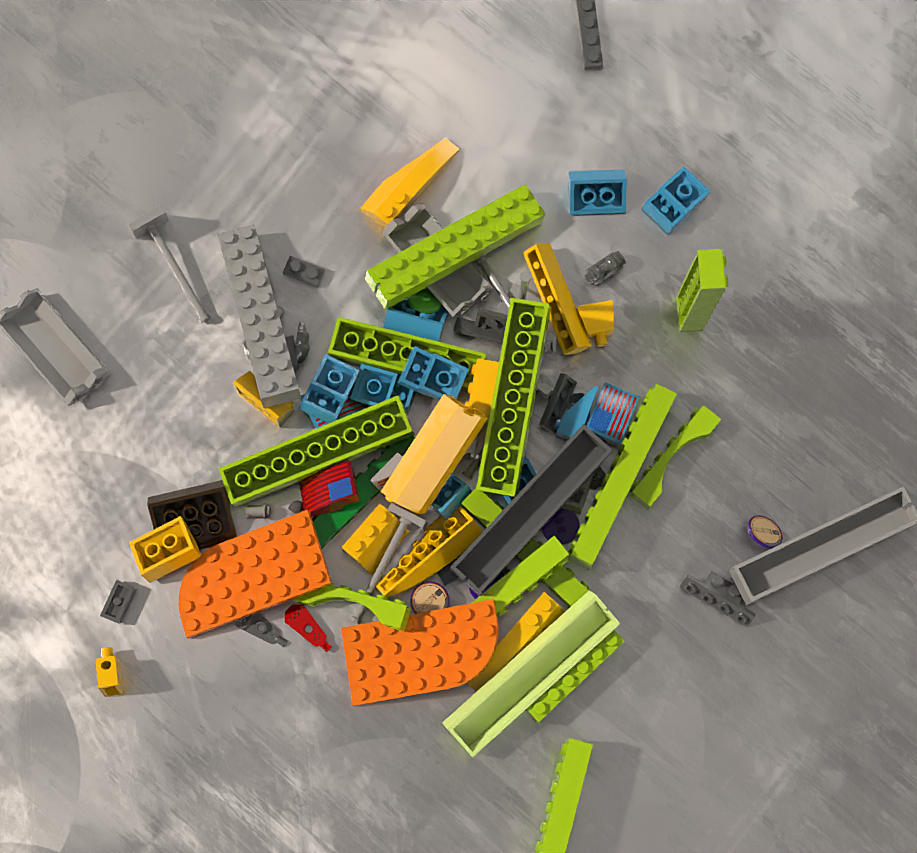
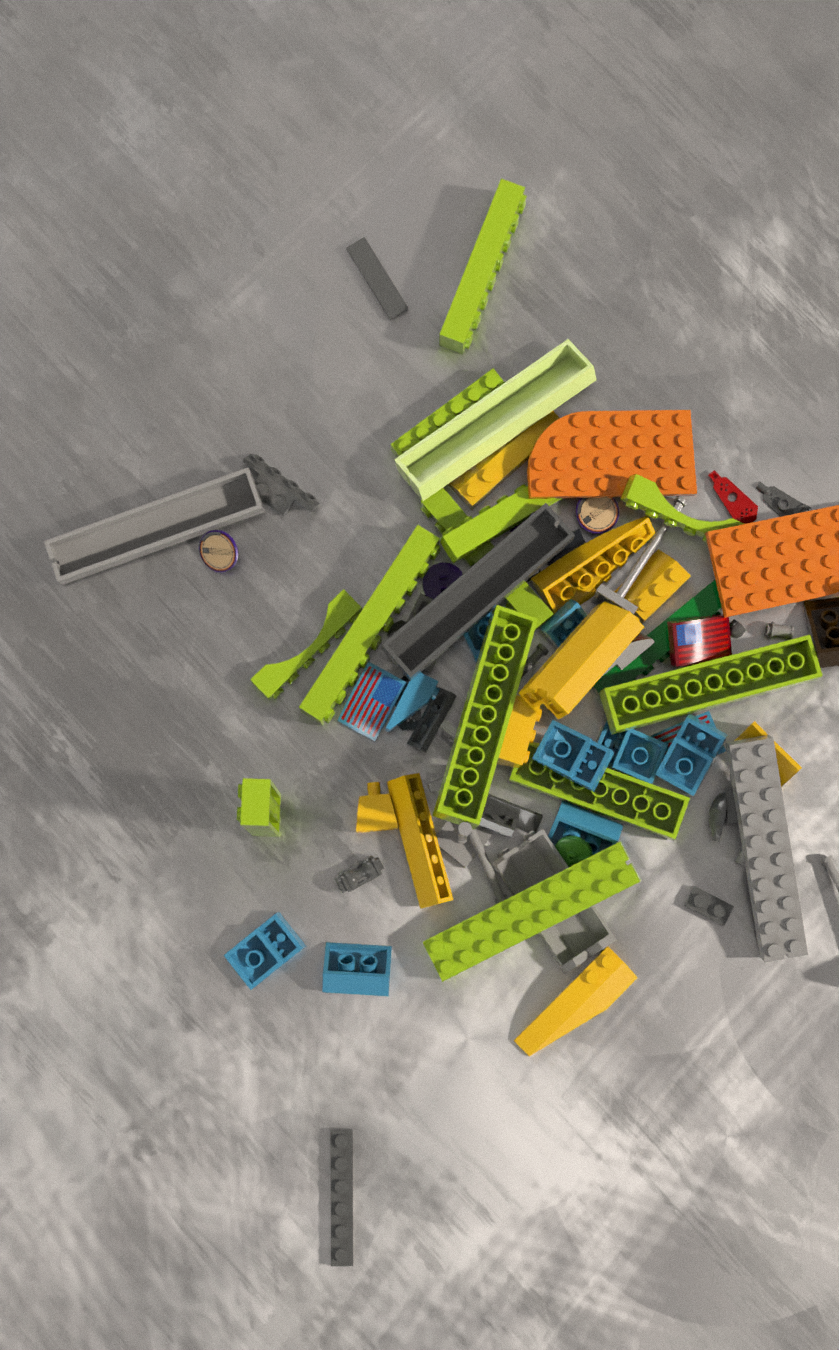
camera: 170 degrees left, 5 degrees up
(654, 804) = (377, 278): none -> dark grey tile

